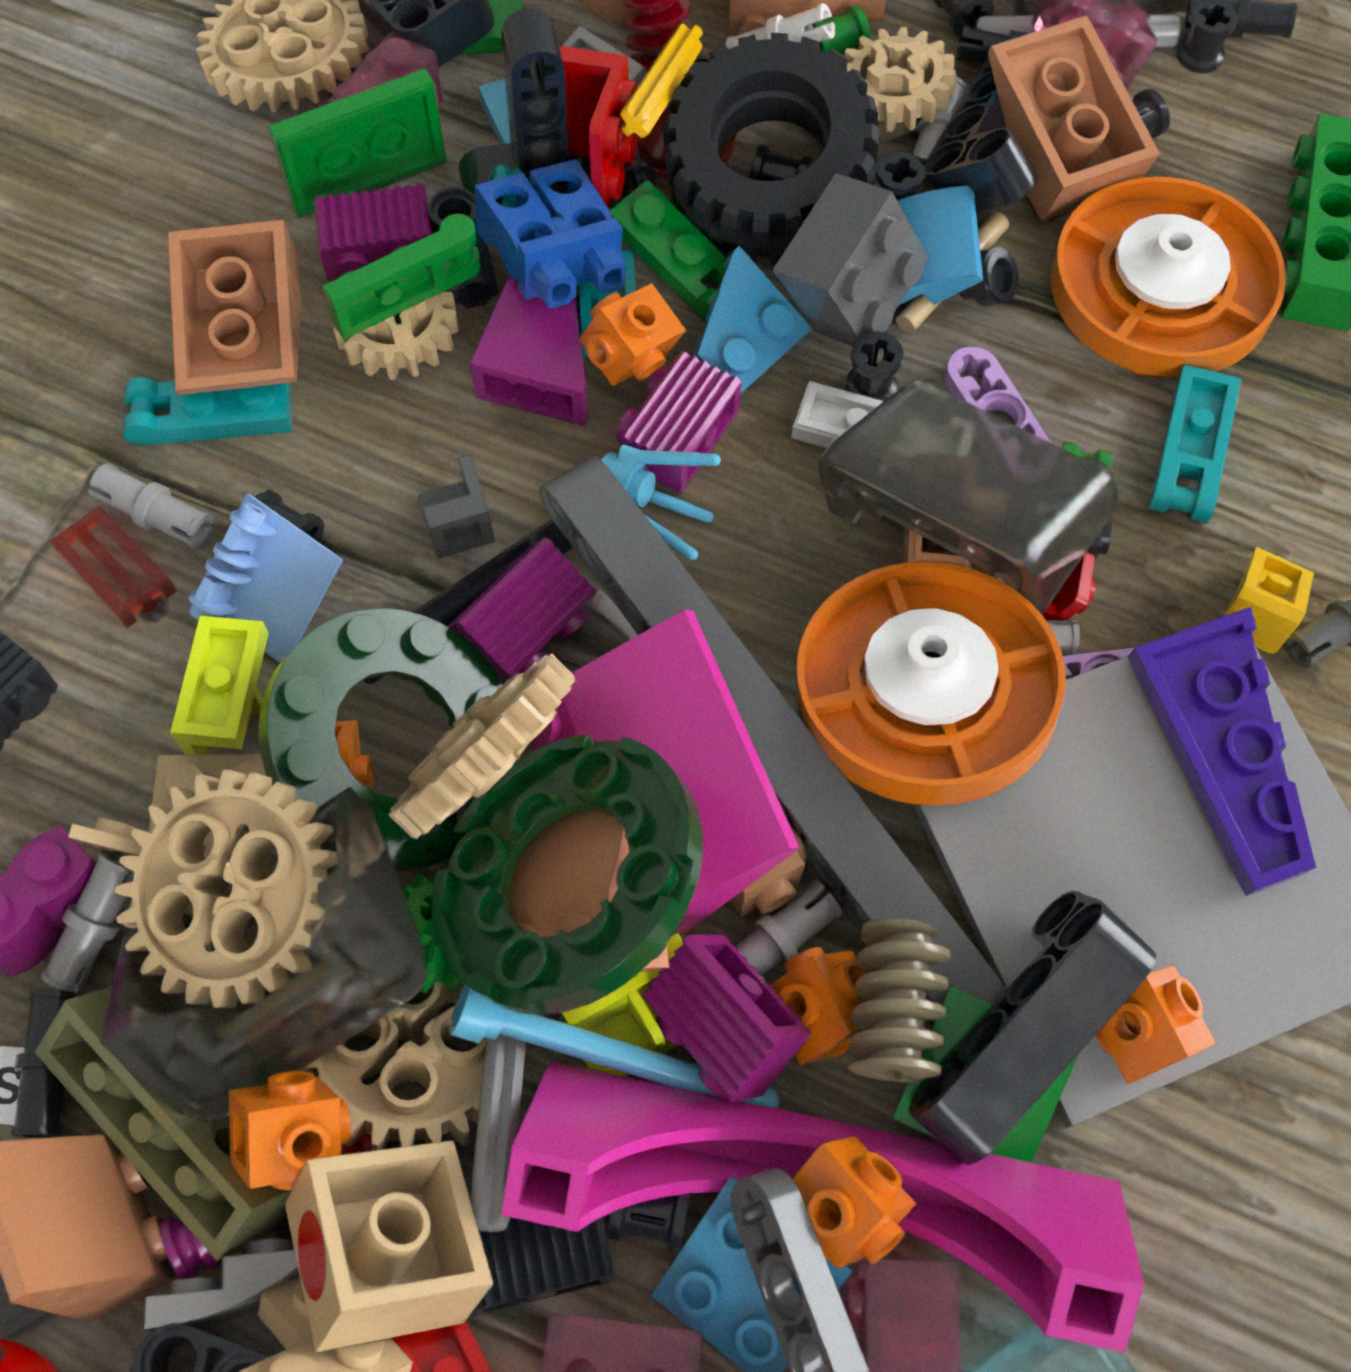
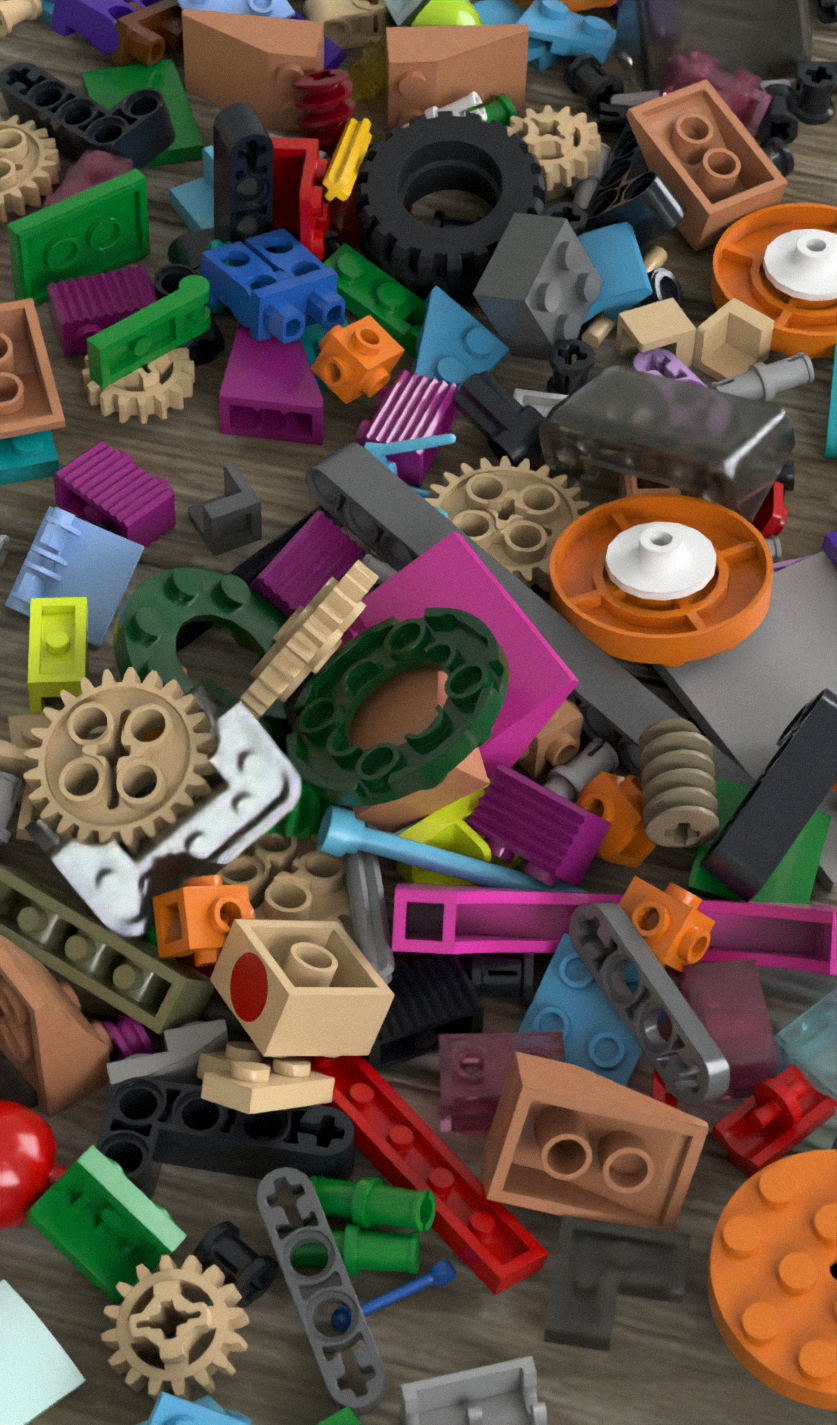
camera: 10 degrees left, 15 degrees down
(338, 478) = (113, 491): none -> magenta brick
(785, 426) = (500, 418): none -> black piece
(785, 526) = (511, 513): none -> tan gear
(981, 324) = (656, 326): none -> tan panel
(1065, 349) = (732, 340): none -> tan panel
(1093, 403) = (764, 381): none -> light grey pin
(1161, 68) = (779, 115): none -> black bush

